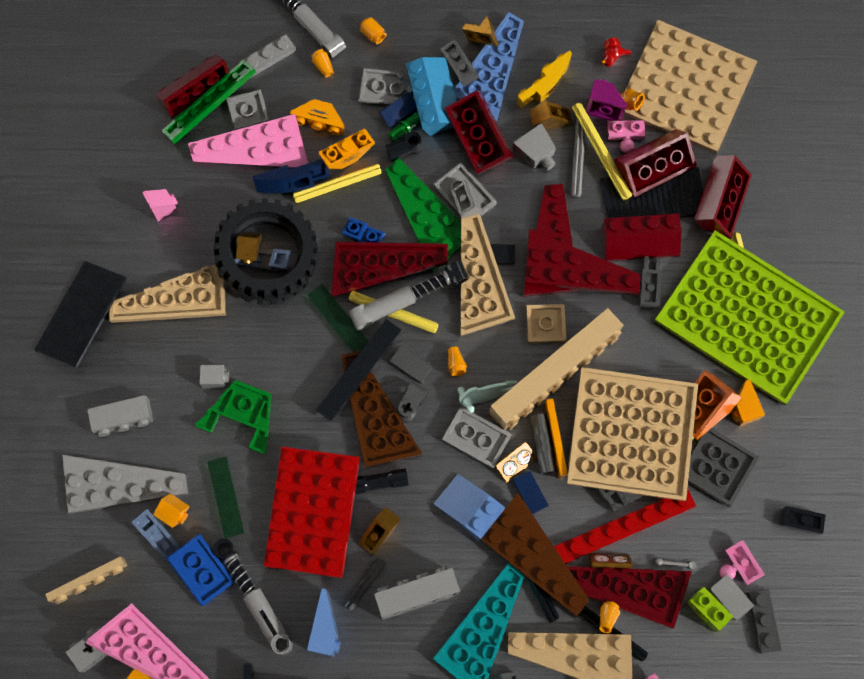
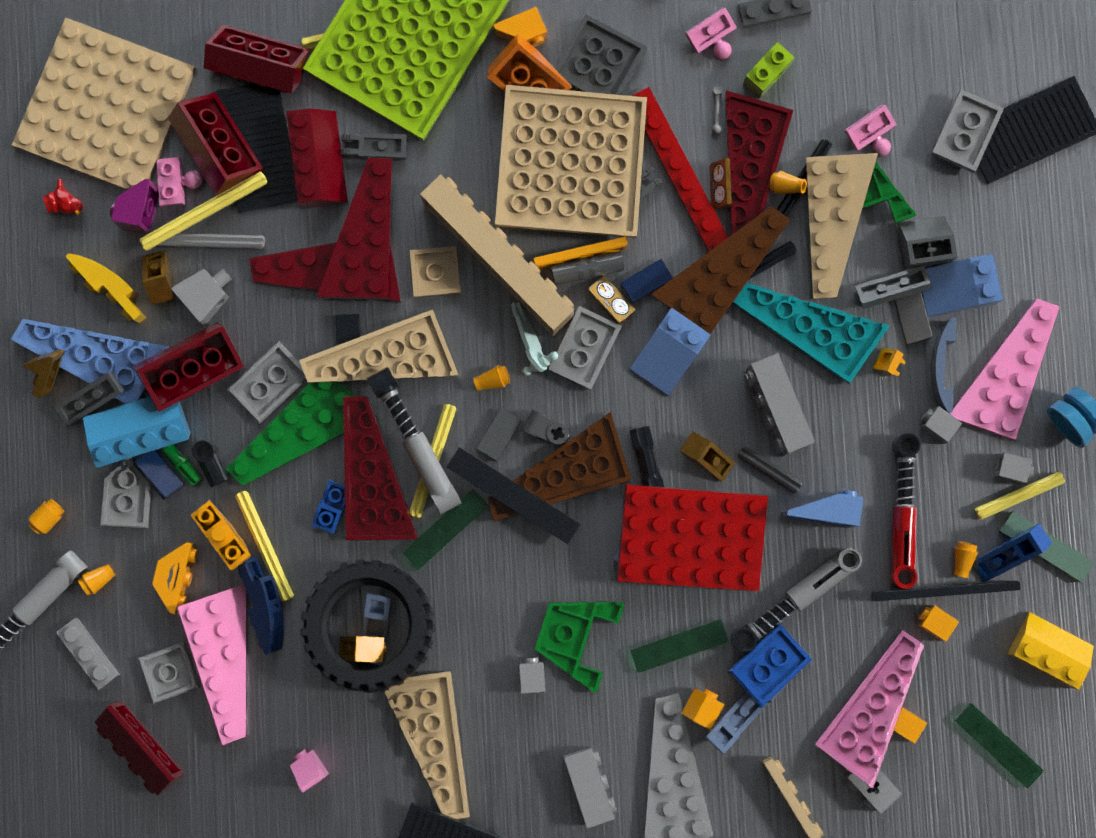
camera: 90 degrees left, 10 degrees up
(208, 101) = (160, 724): green plate -> none
(466, 200) = (282, 377): light grey slope -> none
(633, 99) = (131, 173): light orange piece -> none
(731, 597) = (751, 45): light grey slope -> none

